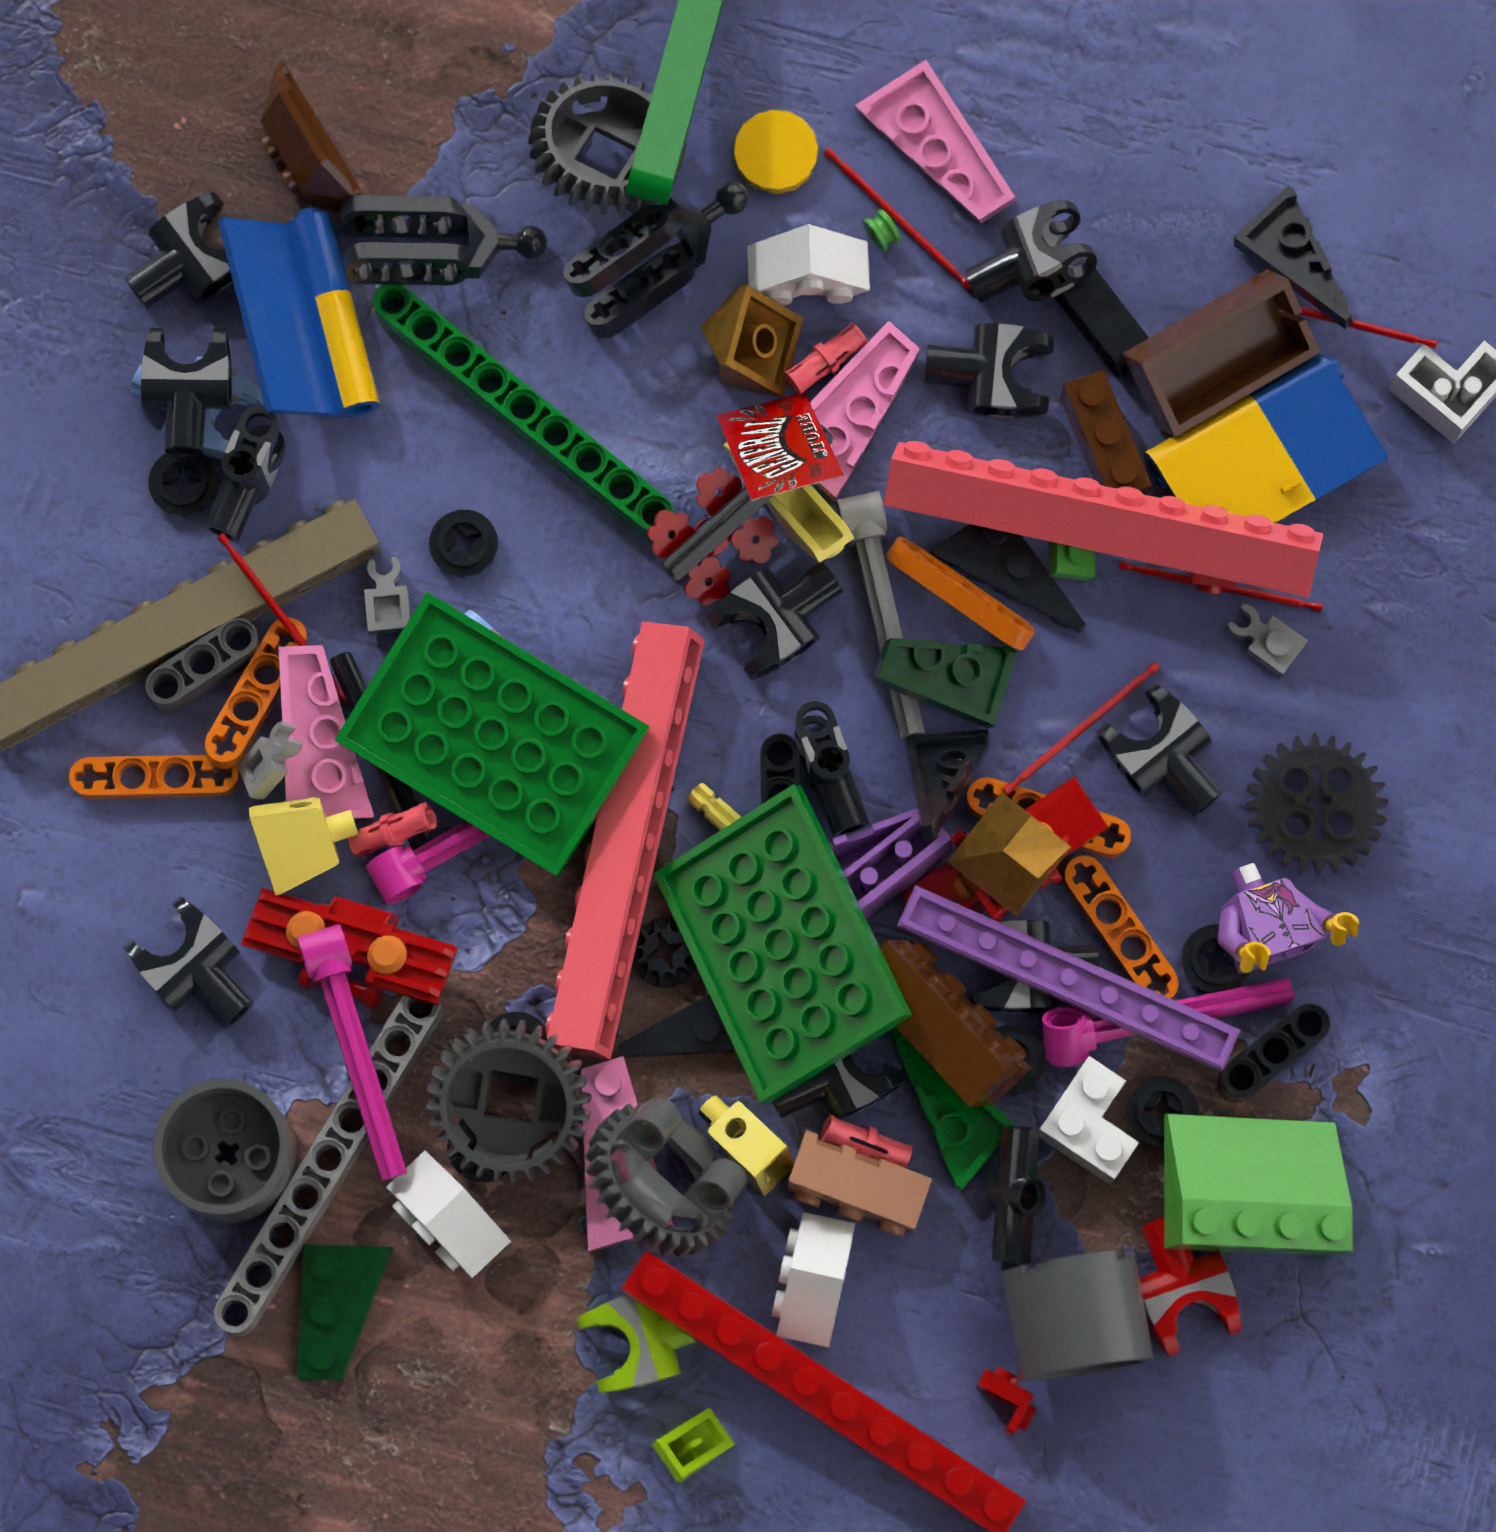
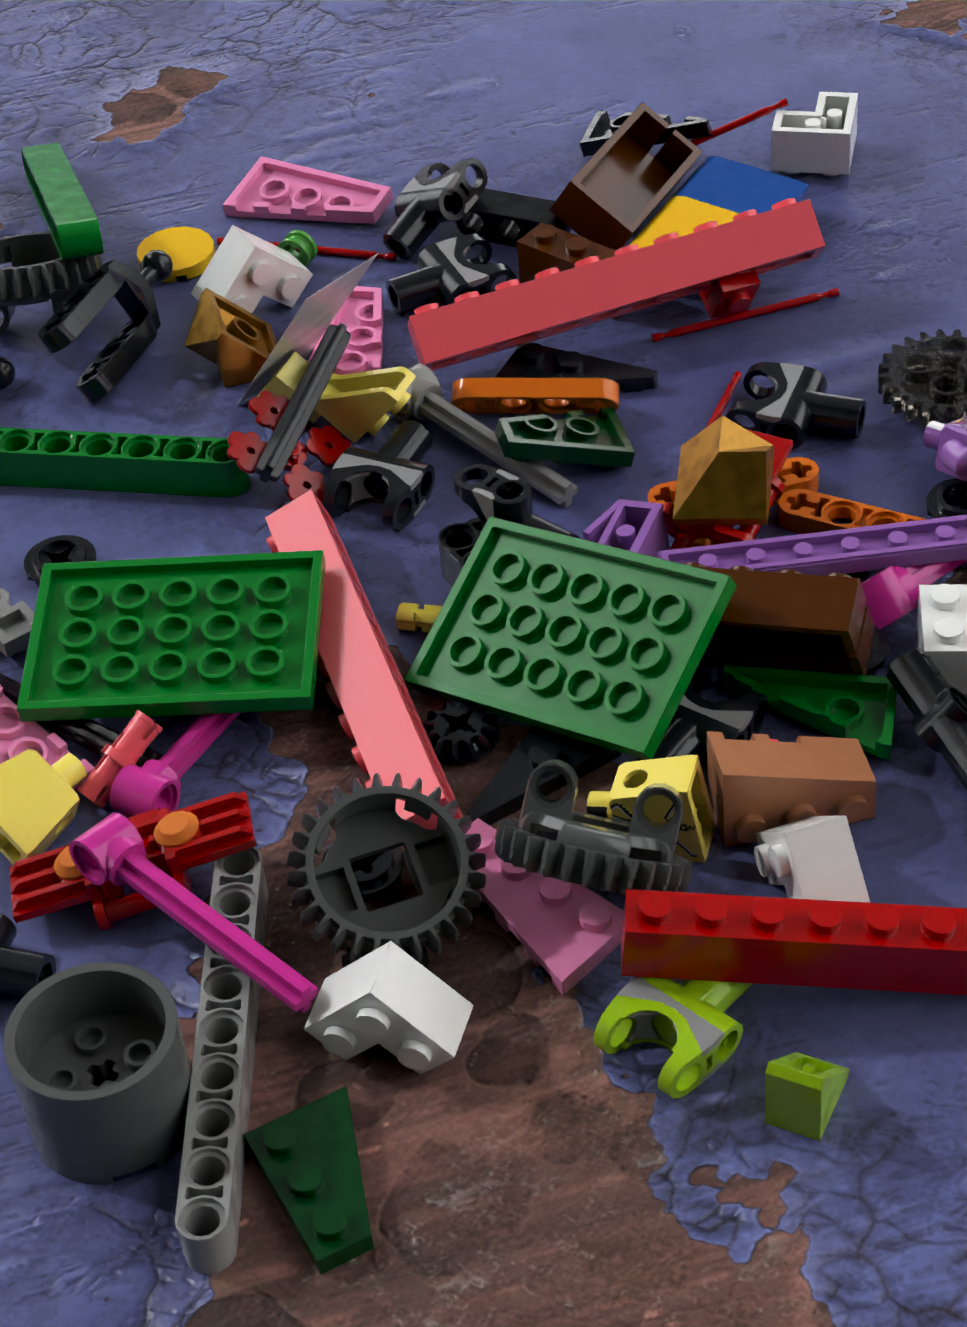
camera: 25 degrees left, 35 degrees down
(940, 771) = (607, 491): black wing -> none
(1071, 562) = (609, 341): bright green plate -> none
(1272, 644) = (816, 322): light grey plate -> none

